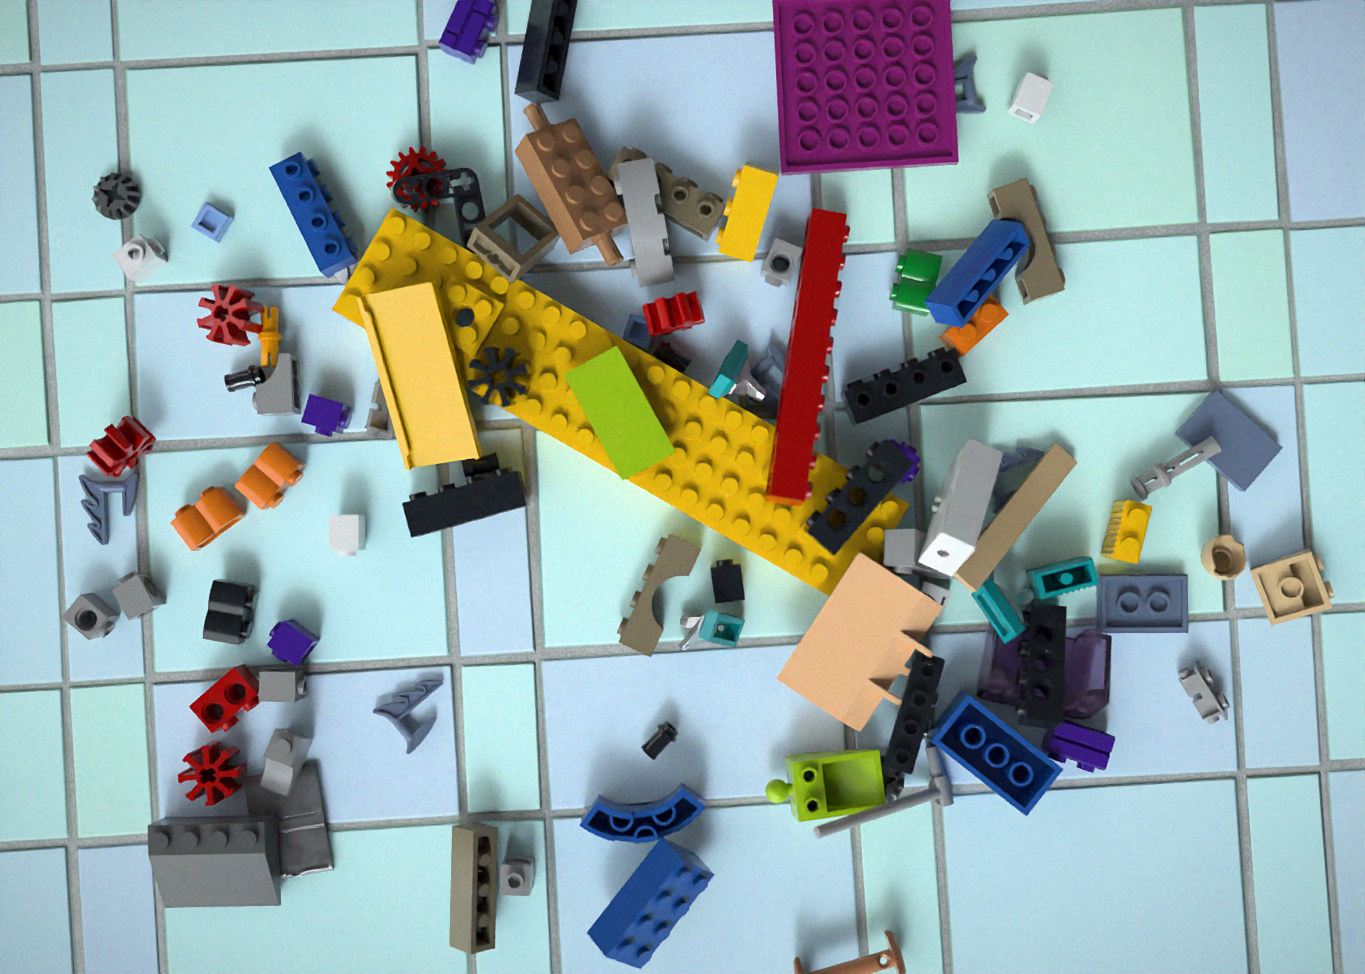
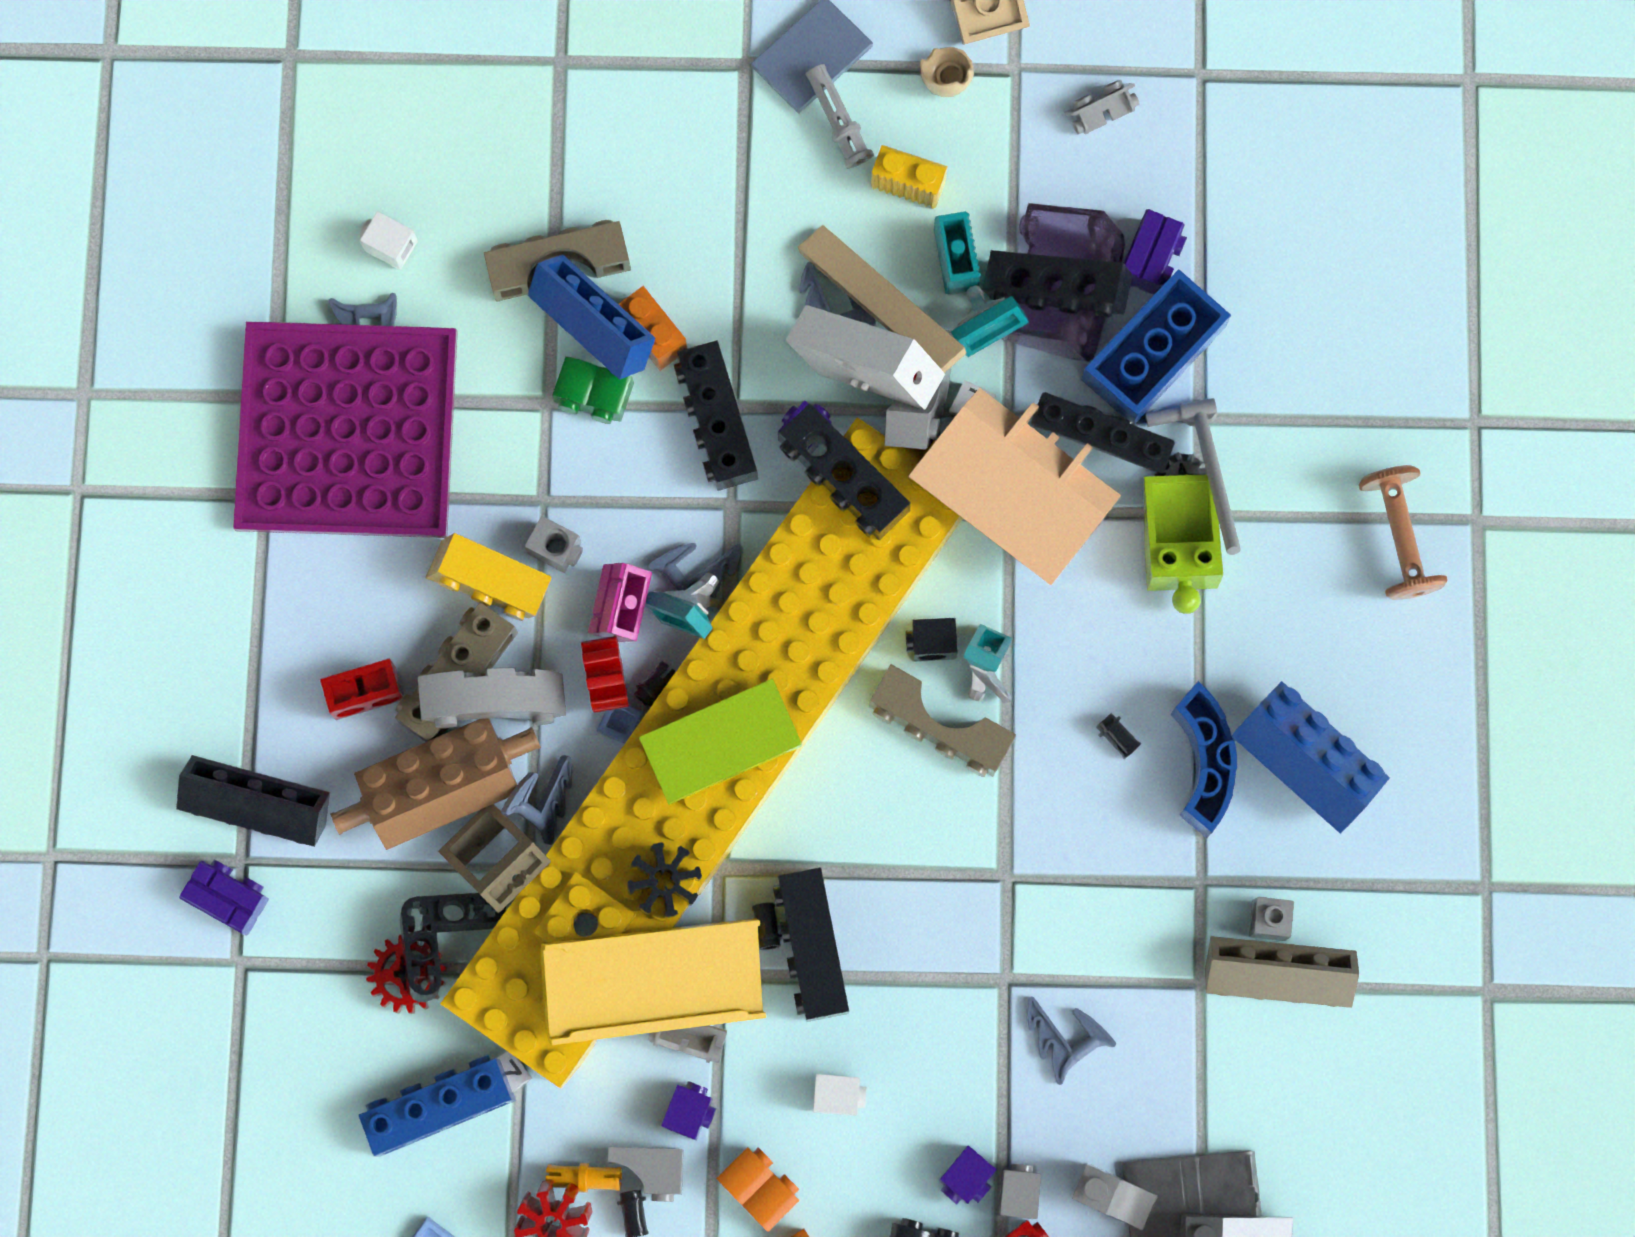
camera: 80 degrees left, 10 degrees down
(571, 283) = (551, 803): none -> sand blue piece
(645, 117) = (362, 689): none -> red brick
(735, 321) = (620, 602): none -> dark pink brick
(806, 358) = (673, 520): red brick -> none
(1142, 603) = (994, 166): sand blue tile -> none

